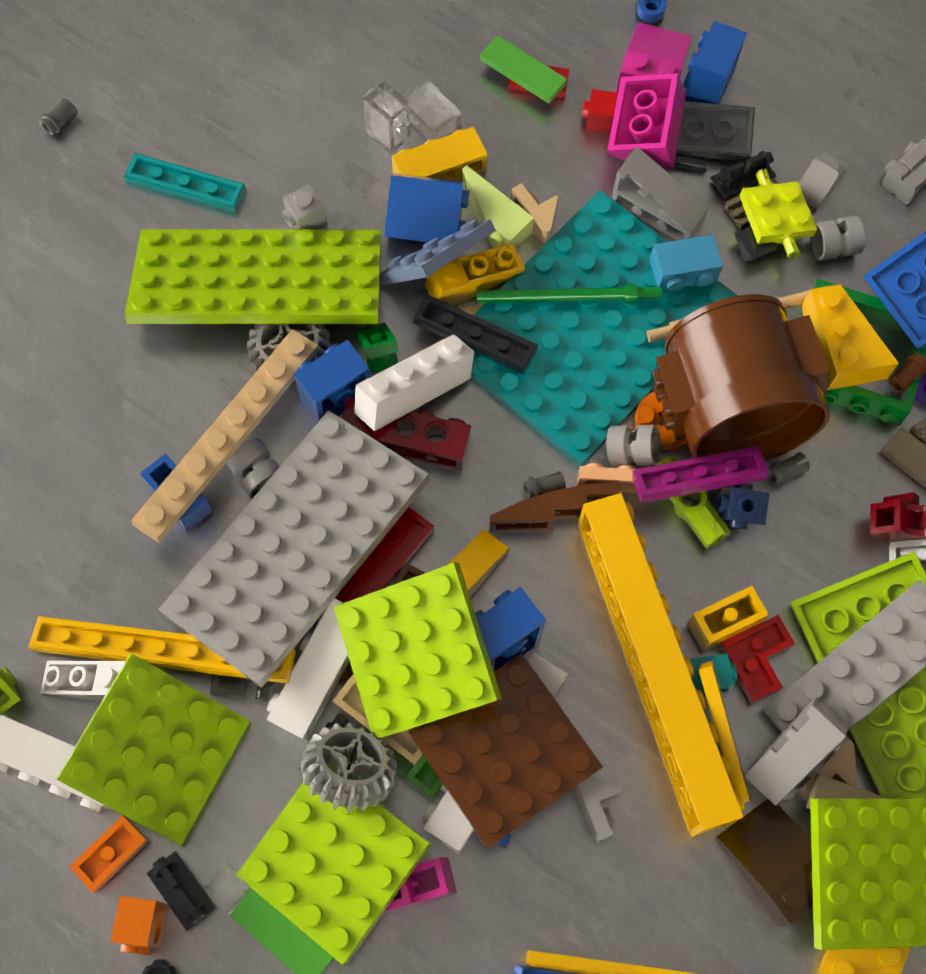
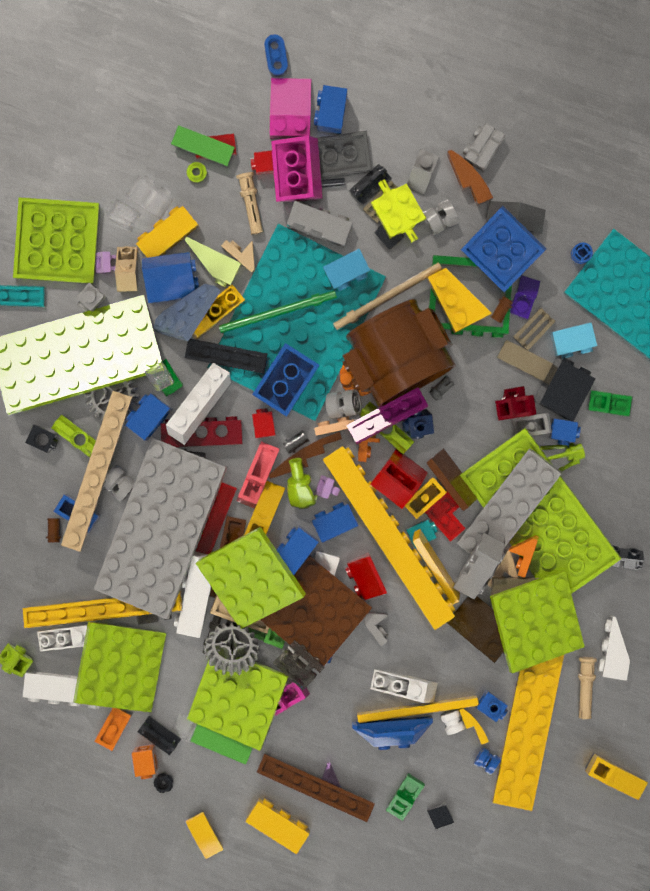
camera: 15 degrees left, 20 degrees up
(132, 506) = (53, 530): none -> reddish brown pin
(156, 368) = (33, 437): none -> black brick
(210, 379) = (70, 431): none -> lime piece
(282, 132) = (56, 240): none -> lime plate
(337, 175) = (102, 262): none -> lavender tile
(367, 190) = (126, 269): none -> tan slope
(367, 326) = (159, 376): none -> clear slope
(446, 832) = (296, 669): none -> clear smoke plate
(471, 516) = (258, 474): none -> coral slope
(502, 445) = (263, 423): none -> red brick
(504, 108) = (203, 172): none -> lime plate
(531, 547) = (298, 490): none -> lime piece
(556, 382) = (286, 380): none -> blue brick
(568, 143) = (249, 191): none -> tan pin
(574, 565) = (325, 487): none -> lavender tile
(574, 620) = (335, 522): none -> blue brick
(607, 712) = (366, 577): none -> red slope
(621, 925) = (404, 686): none -> white slope
(652, 514) = (364, 450): none -> orange bracket
(693, 572) = (399, 478): none -> red slope
(779, 601) = (449, 476): none -> reddish brown tile
(883, 745) = (525, 548): none -> orange slope
(888, 201) = (469, 178): none -> dark orange slope

